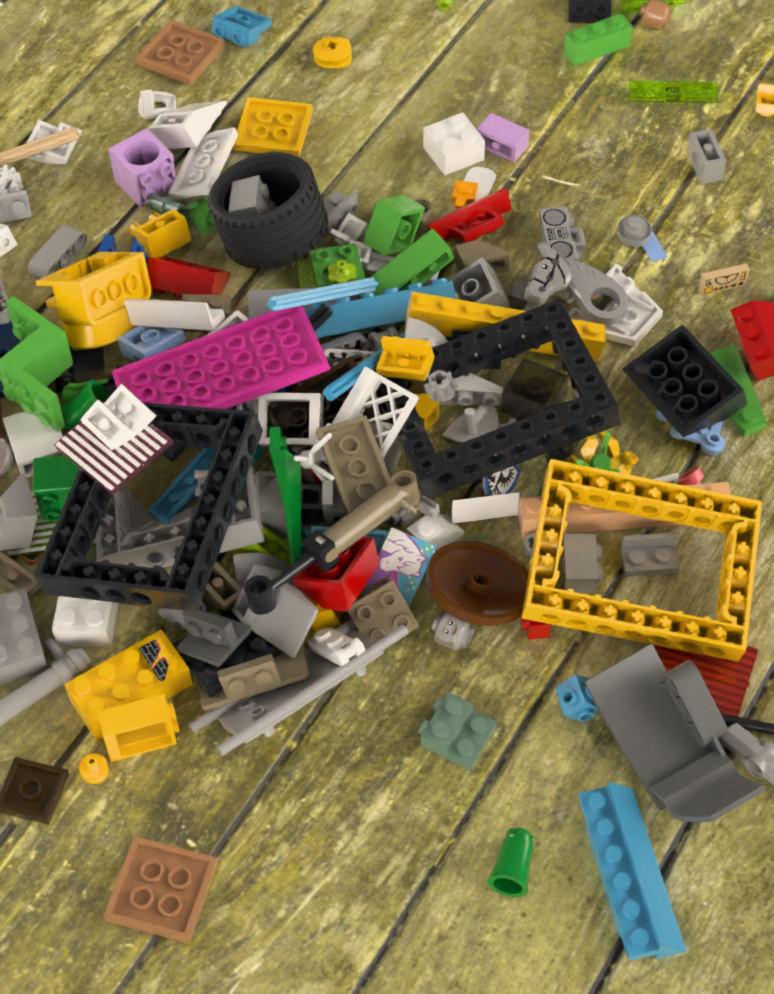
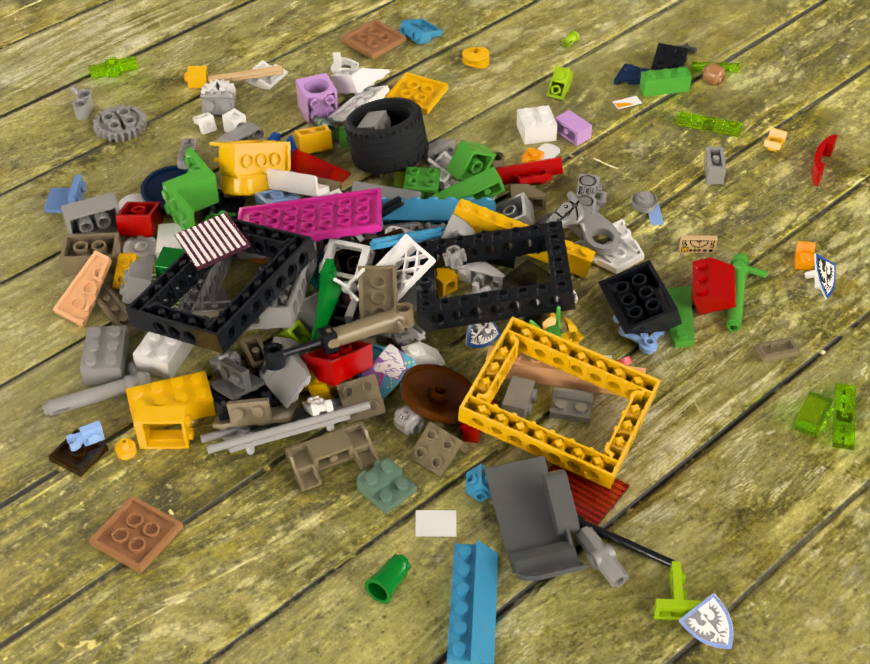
camera: 15 degrees right, 10 degrees down
(38, 766) = (88, 435): none -> light blue plate
(40, 229) = (233, 120): none -> white brick
(118, 418) = (221, 225): white slope -> none
(157, 657) = (193, 385): sticker -> none
(321, 294) = (396, 187): axle -> none
(342, 272) = (422, 182): lime plant -> none
(368, 702) = (328, 451): none -> dark tan bracket
(405, 358) = (437, 235): yellow bracket -> none
(460, 71) = (560, 82): none -> lime slope
(485, 507) = (463, 348): white sticker -> none
(504, 663) = (437, 449): none -> dark tan bracket
(538, 766) = (435, 523): none -> white sticker
(548, 36) = (629, 73): none -> dark blue wing
(555, 80) = (627, 102): none -> white sticker

